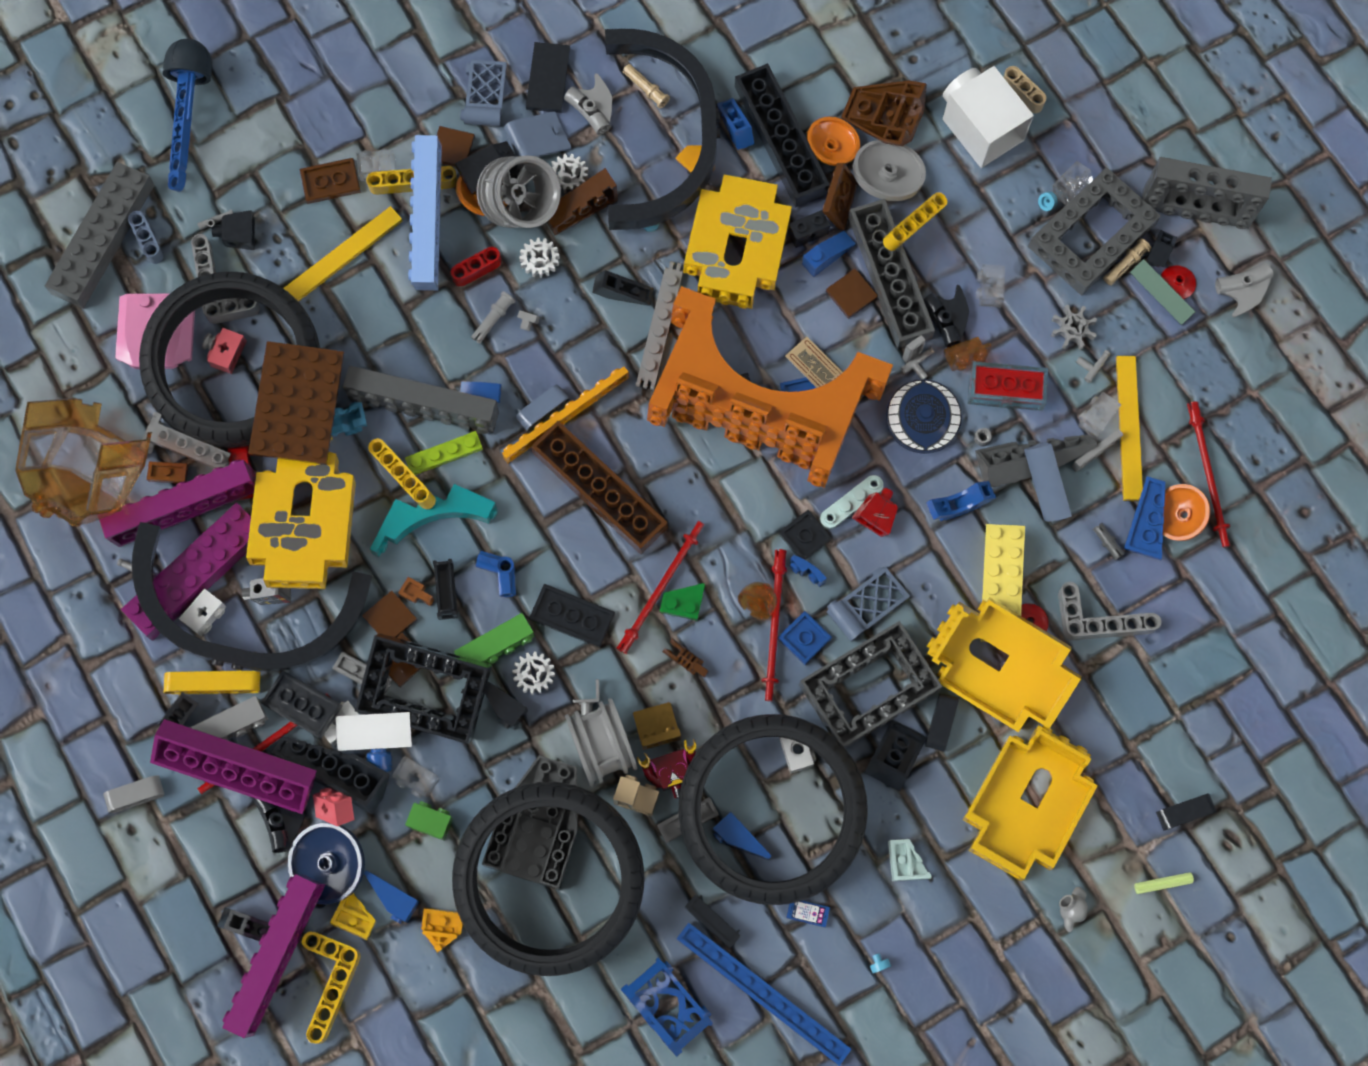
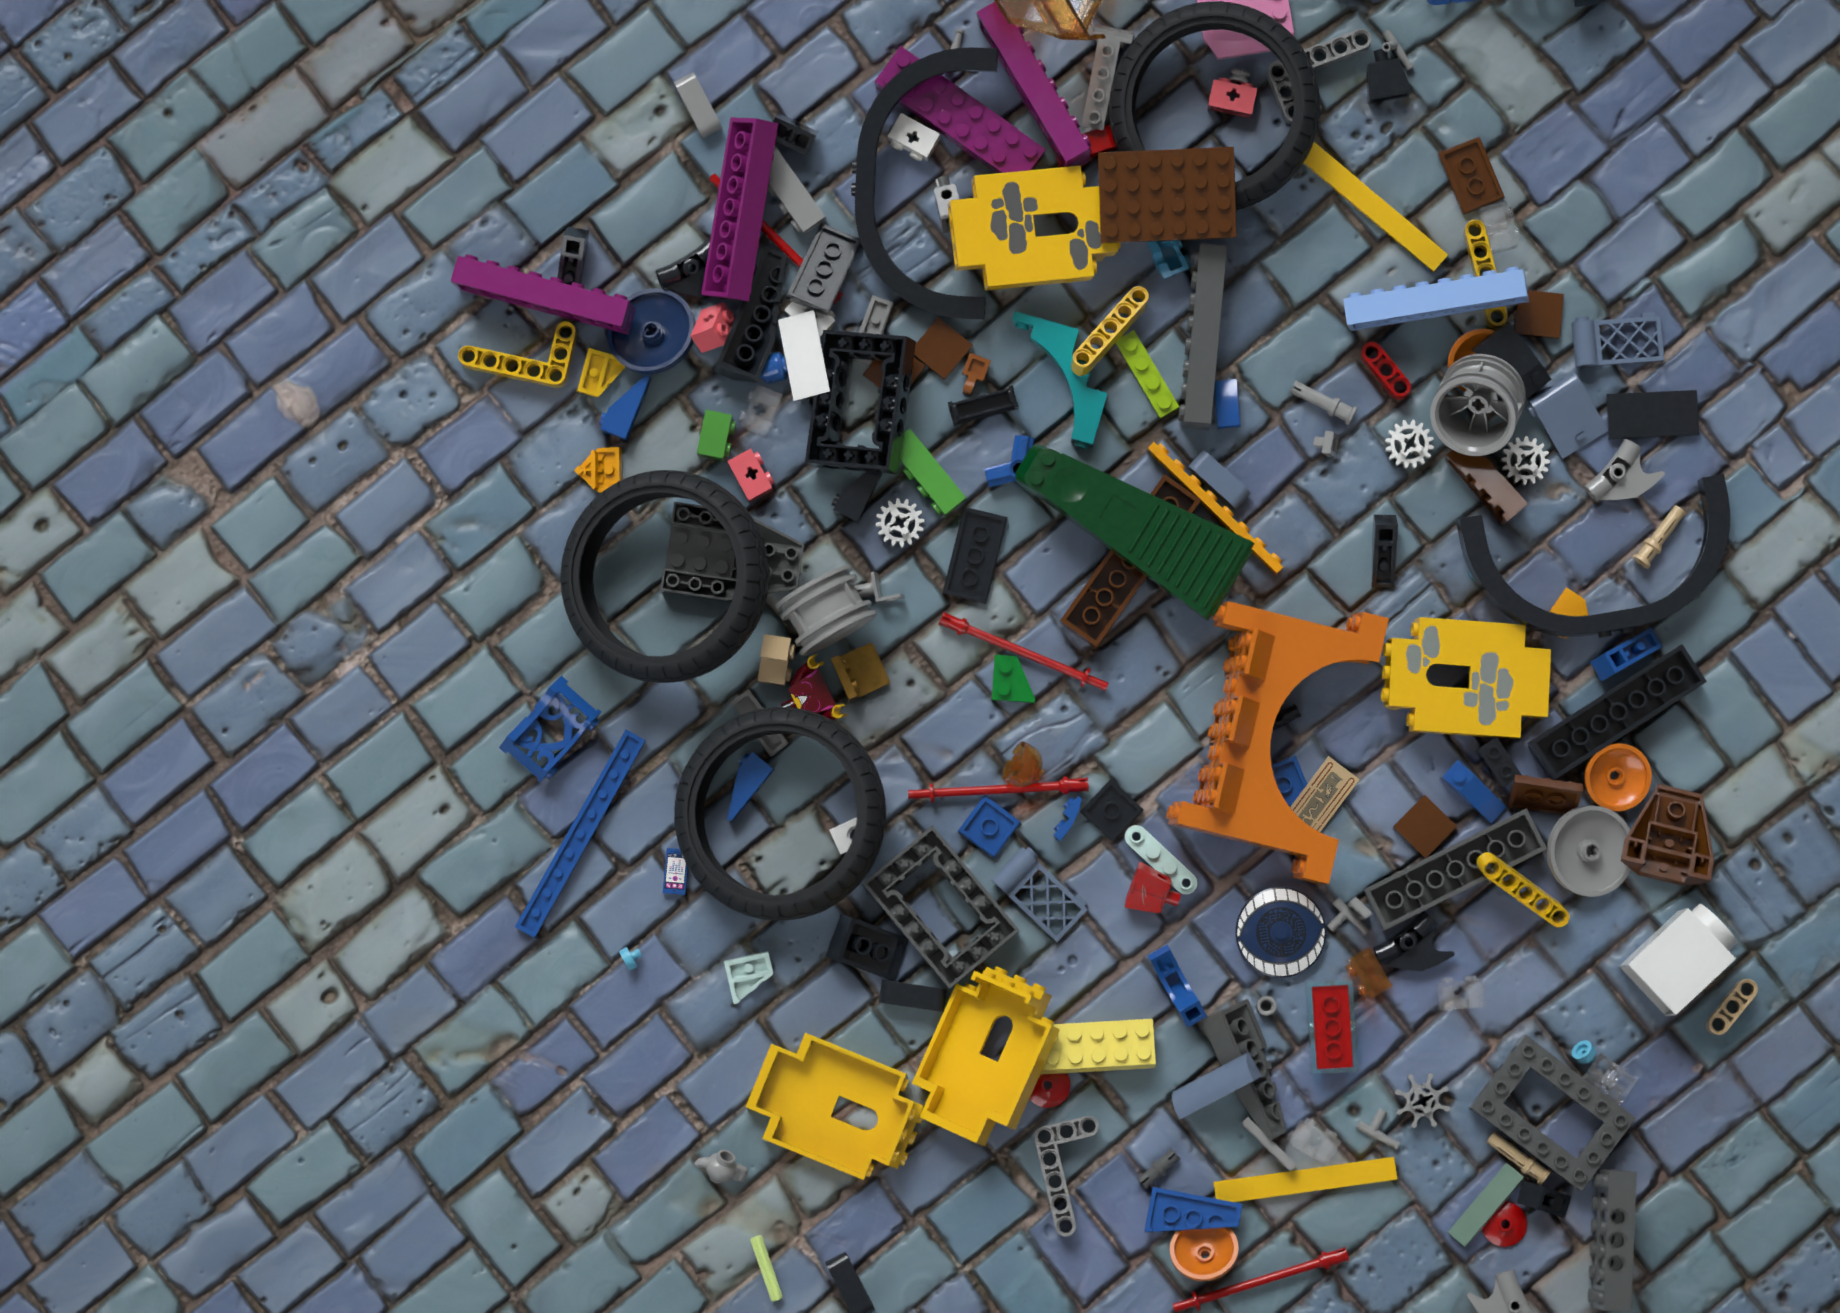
camera: 90 degrees right, 10 degrees up
(167, 472) = (1073, 62): dark orange plate -> none
(212, 682) = (835, 164): yellow beam -> none
(462, 803) = (752, 488): none -> coral brick
(580, 462) = (1163, 542): none -> dark green brick
(660, 326) = (1346, 602): light grey hinge -> none
(687, 659) = (942, 694): reddish brown hinge -> none
(712, 921) = (650, 766): black container -> none

